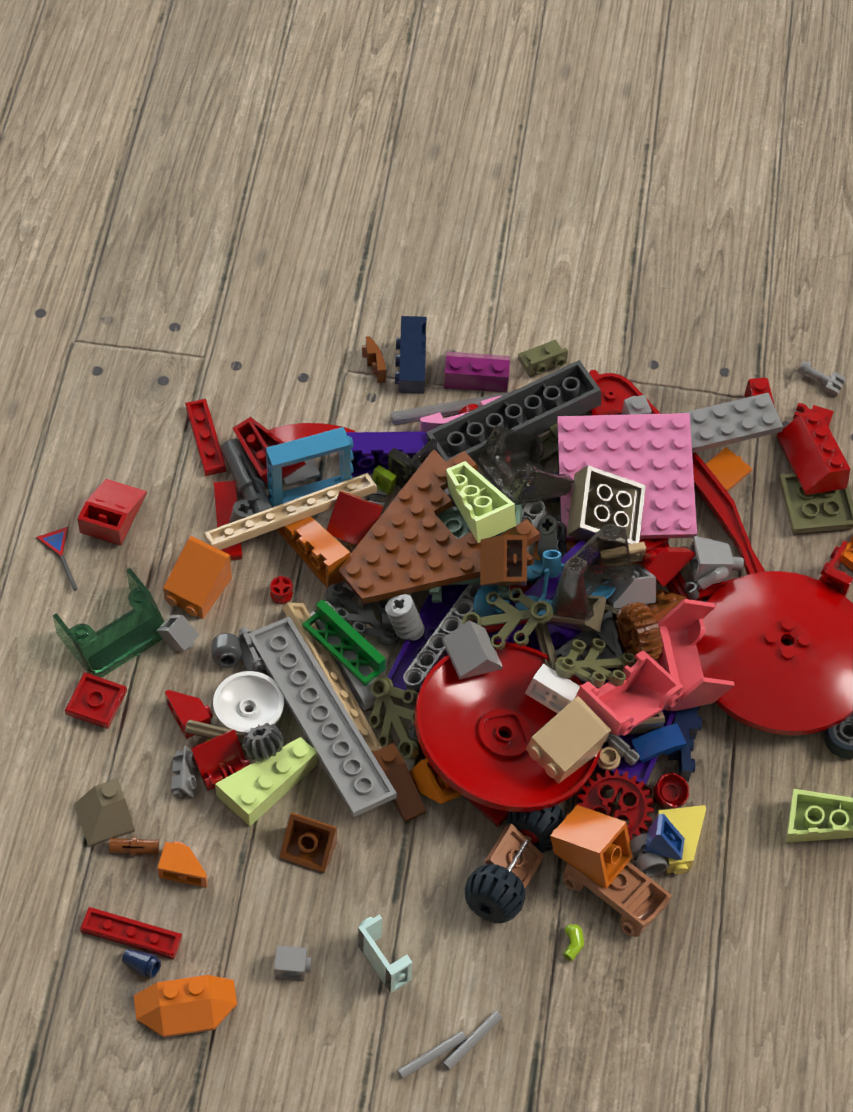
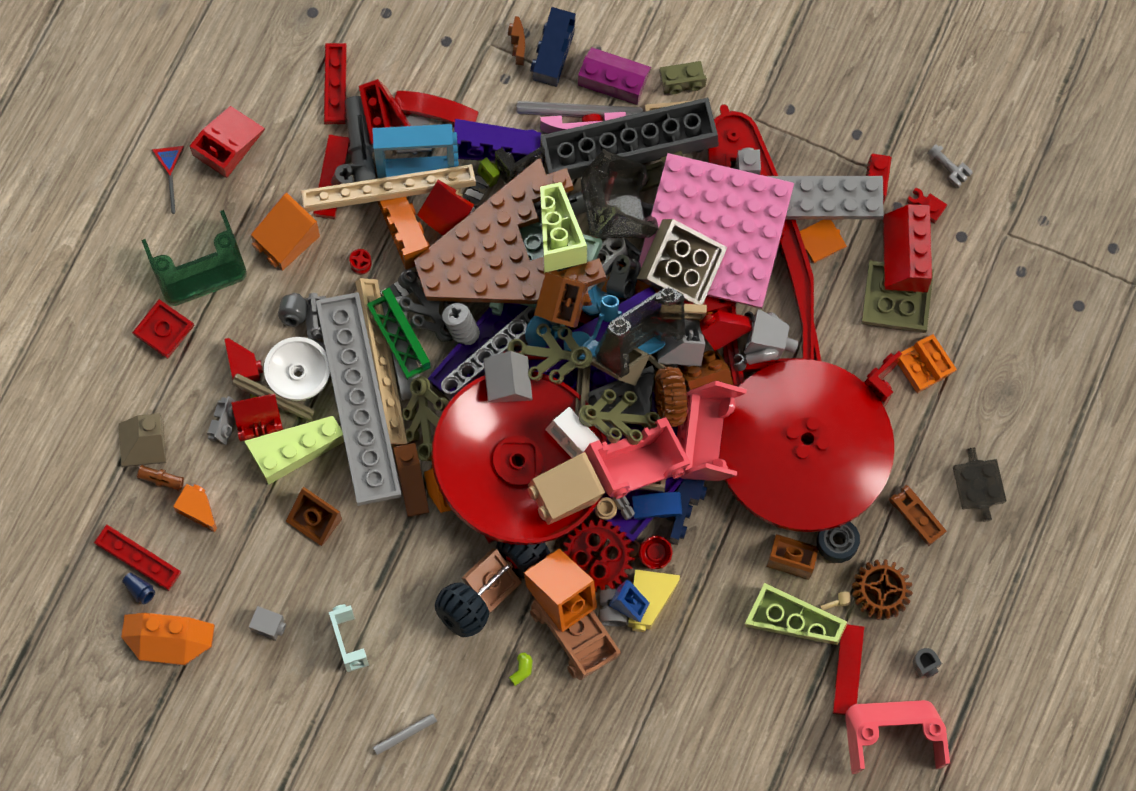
camera: 15 degrees right, 15 degrees up
(178, 633) = (253, 282): light grey brick -> none
(262, 741) = (297, 413): dark grey gear -> none
(431, 1055) = (366, 737): light grey bar -> none
(809, 764) = (792, 557): none -> dark orange slope

